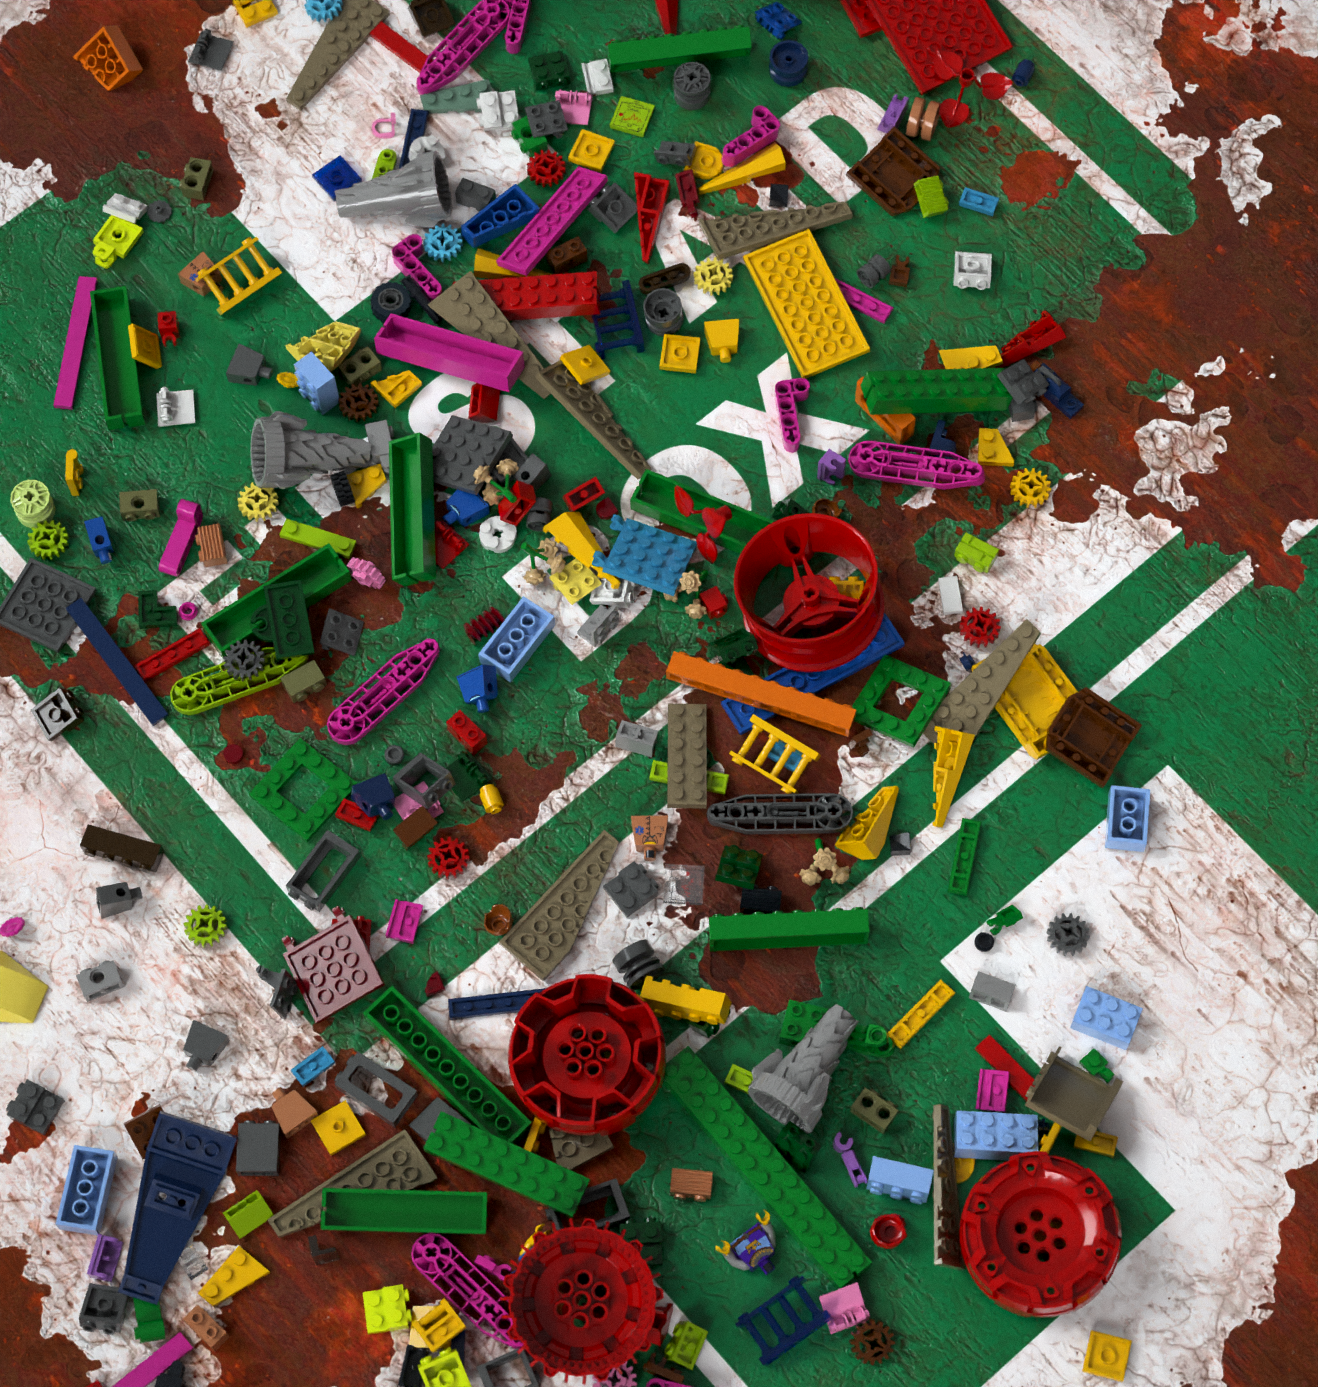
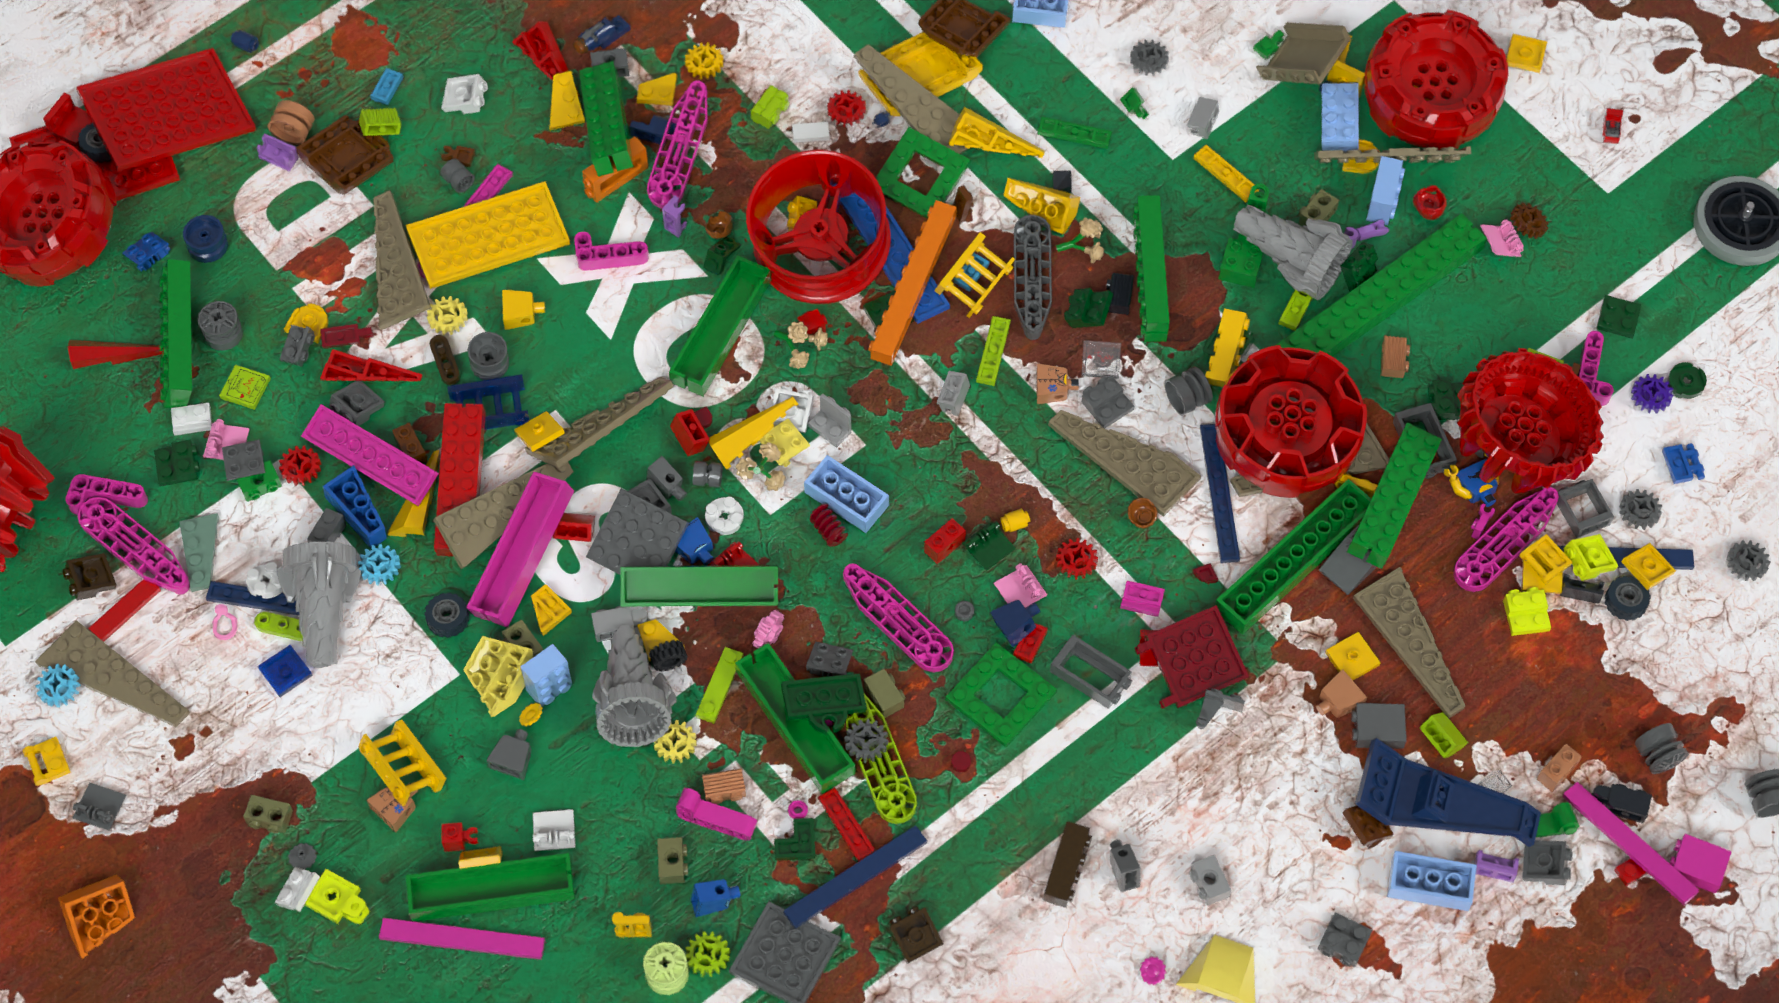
camera: 90 degrees left, 5 degrees down
(201, 918) = (1150, 789): lime gear -> none
(203, 1045) = (1275, 779): dark grey torso -> none
(232, 1276) = (1505, 749): yellow wing -> none
(313, 1066) = (1293, 679): dark azure plate -> none
(322, 1256) = (1482, 664): clear smoke panel -> none
(358, 402) = (565, 636): reddish brown gear -> none
(390, 1116) = (1310, 649): dark grey piece -> none
(404, 1211) = (1438, 590): green piece -> none
(410, 260) = (410, 586): dark pink beam -> none
(415, 827) = (1048, 584): reddish brown panel -> none
(417, 293) = (441, 585): black pin -> none
(421, 765) = (987, 565): dark grey window -> none
(479, 686) = (897, 527): blue torso -> none
(493, 491) = (675, 510): tan plant -> none
(497, 110) = (222, 510): white plate -> none
(514, 512) = (698, 488): red brick -> none
(591, 150) = (283, 424): yellow plate -> none
(647, 555) = (762, 375): dark azure plate -> none
(679, 353) = (532, 348): yellow plate -> none
(687, 756) = (973, 349): dark tan plate -> none
(713, 520) = (751, 293): red plant -> none
(734, 645) = (860, 304): dark green plate -> none
(753, 1247) = (1449, 308): torso -> none
(762, 163) = (318, 270): yellow wedge -> none
(764, 132) = (280, 262): dark pink beam -> none
(778, 195) = (358, 257): black slope -> none
(802, 1329) = (1529, 272): clear blue fence -> none
(949, 64) = (253, 70): red plant -> none
(984, 942) = (1156, 122): black plate -> none
(992, 1090) = (1296, 121): dark pink plate -> none
(1002, 1061) = (1275, 109): red tile -> none
(1023, 382) = (600, 50): dark grey plate -> none
(1106, 1018) = (1227, 33): light blue brick -> none

